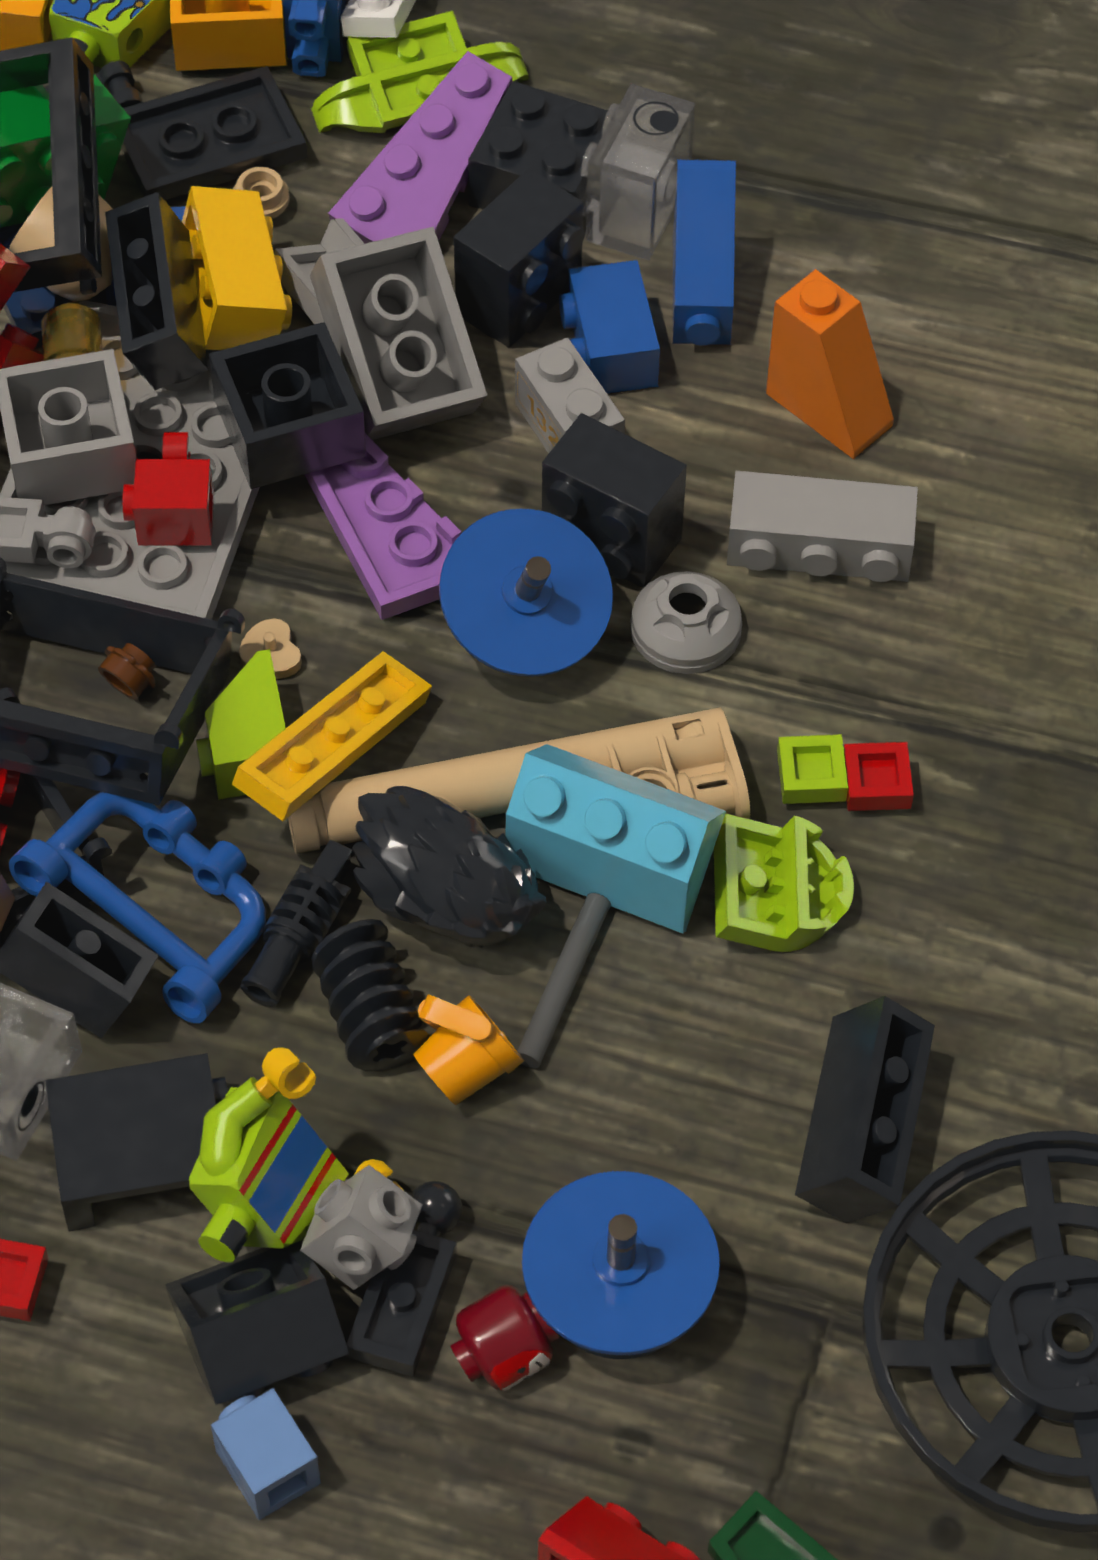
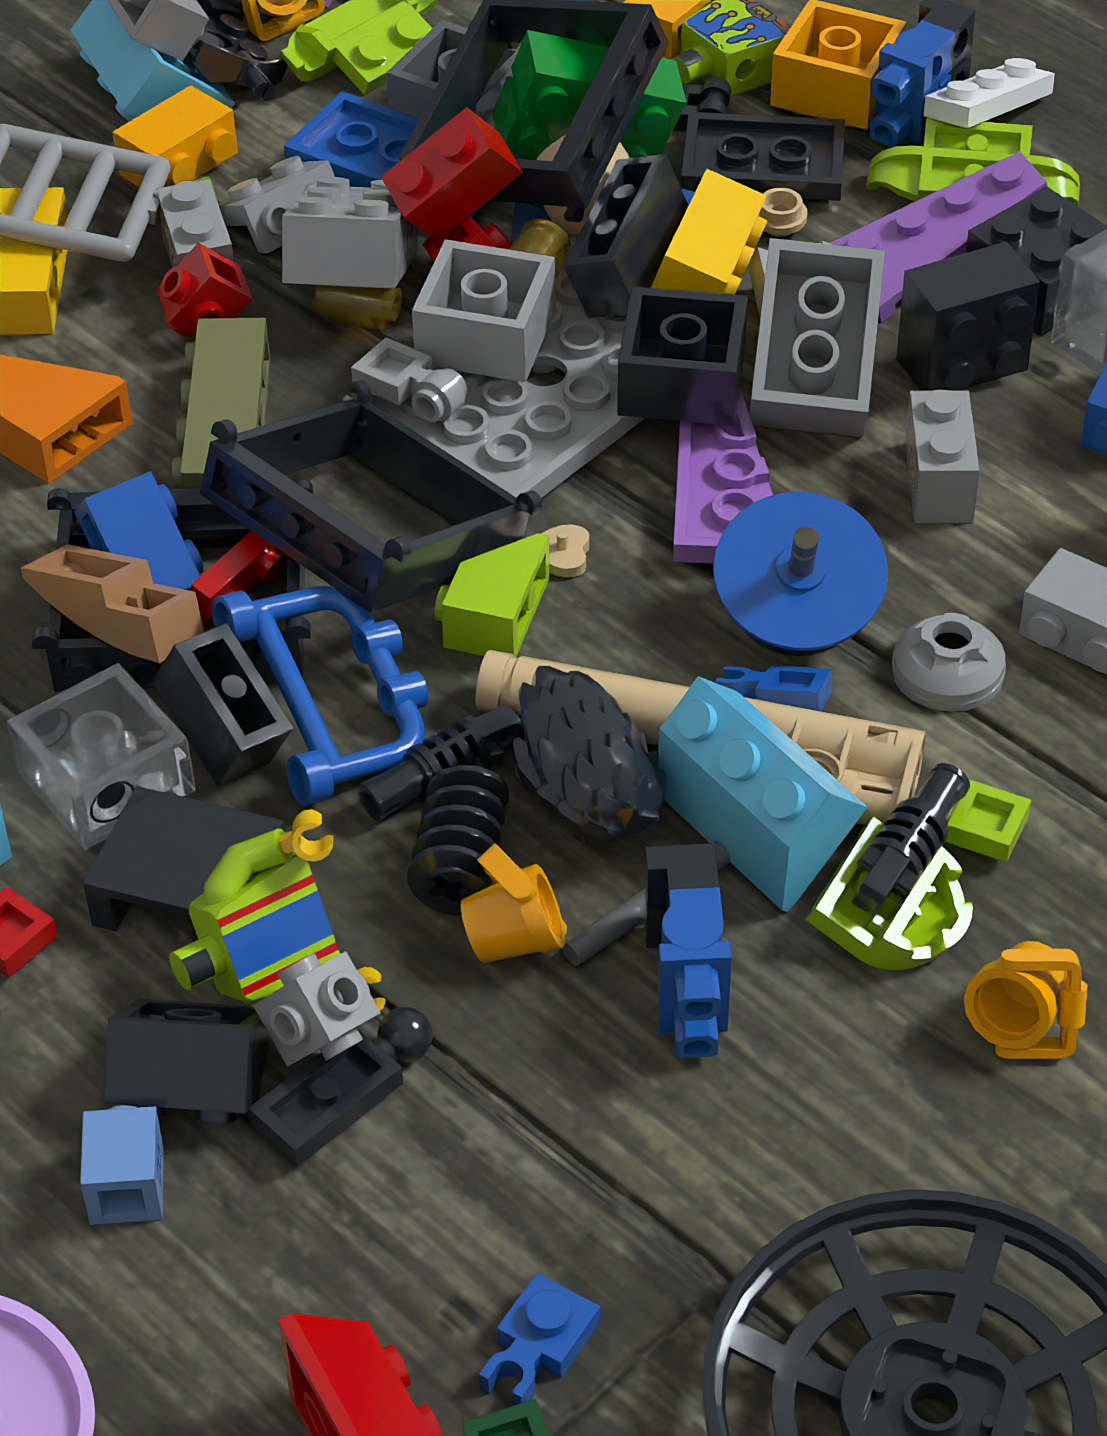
camera: 30 degrees right, 10 degrees down
(128, 670) = (427, 513): reddish brown plate -> none
(171, 497) = (542, 394): red brick -> none
(331, 736) = (557, 619): yellow plate -> none
(503, 1338) = (393, 1165): dark red head -> none
(560, 714) = (781, 684): none -> blue plate
(612, 325) = (1023, 407): blue brick -> none
(617, 495) = (933, 529): black brick -> none
(620, 1263) = (527, 1145): blue piece -> none
(646, 1009) = (687, 927): none -> blue hips
(717, 1426) = (539, 1332): none -> blue plate
(770, 823) = (910, 838): none -> black hinge
(865, 1110) = (848, 1117): black brick -> none
(878, 776) = (1047, 850): red plate -> none
(937, 932) = (1018, 998): none -> light orange piece

